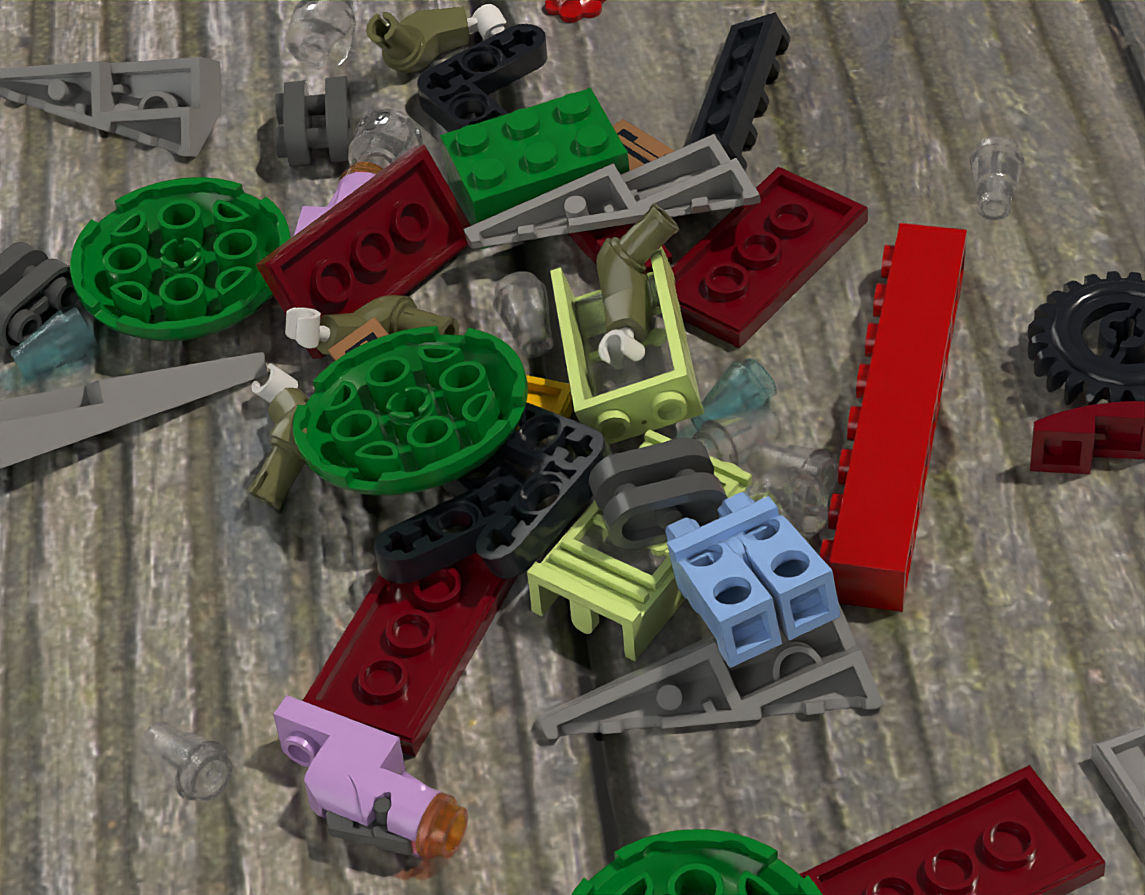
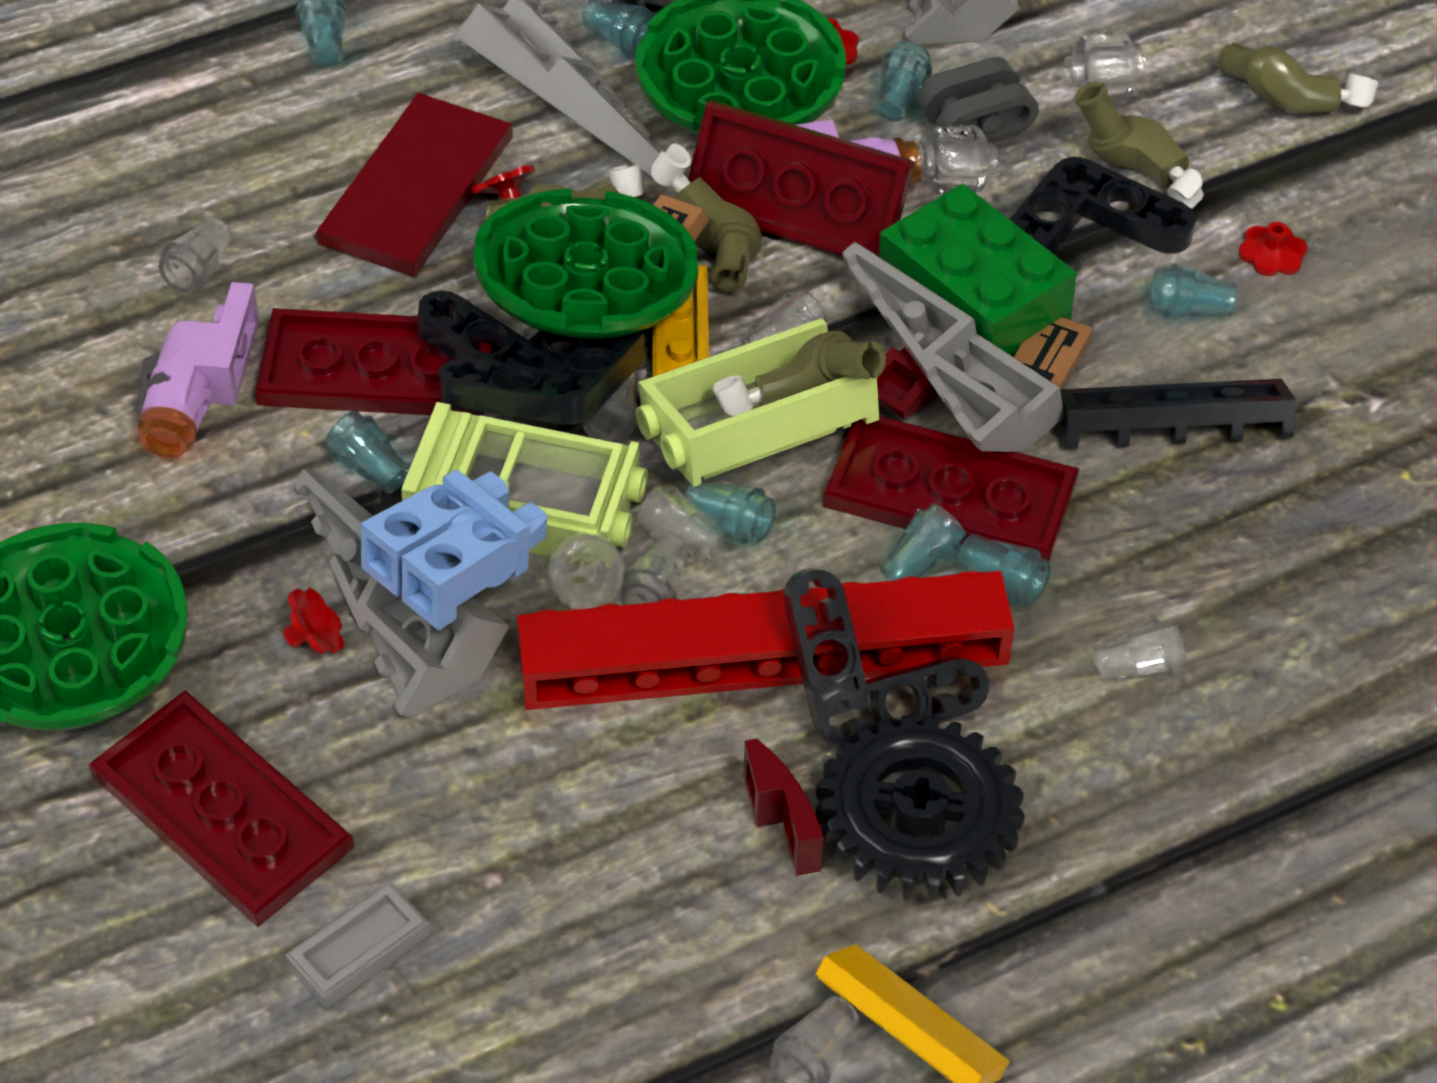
camera: 65 degrees right, 5 degrees up
(177, 557) = (415, 184): none -> dark red tile
(226, 477) = (505, 184): none -> red plant
(252, 163) = (902, 76): none -> clear light blue cone
(540, 660) = (364, 449): none -> clear light blue cone
(611, 54) = (1187, 293): none -> clear light blue cone
(653, 488) = (537, 455): dark grey brick -> none
(753, 751) = (313, 622): none -> red plant
(833, 276) = (924, 544): none -> clear light blue cone
(869, 234) = (1022, 567): none -> clear light blue cone
(982, 353) = (849, 682): none -> black beam

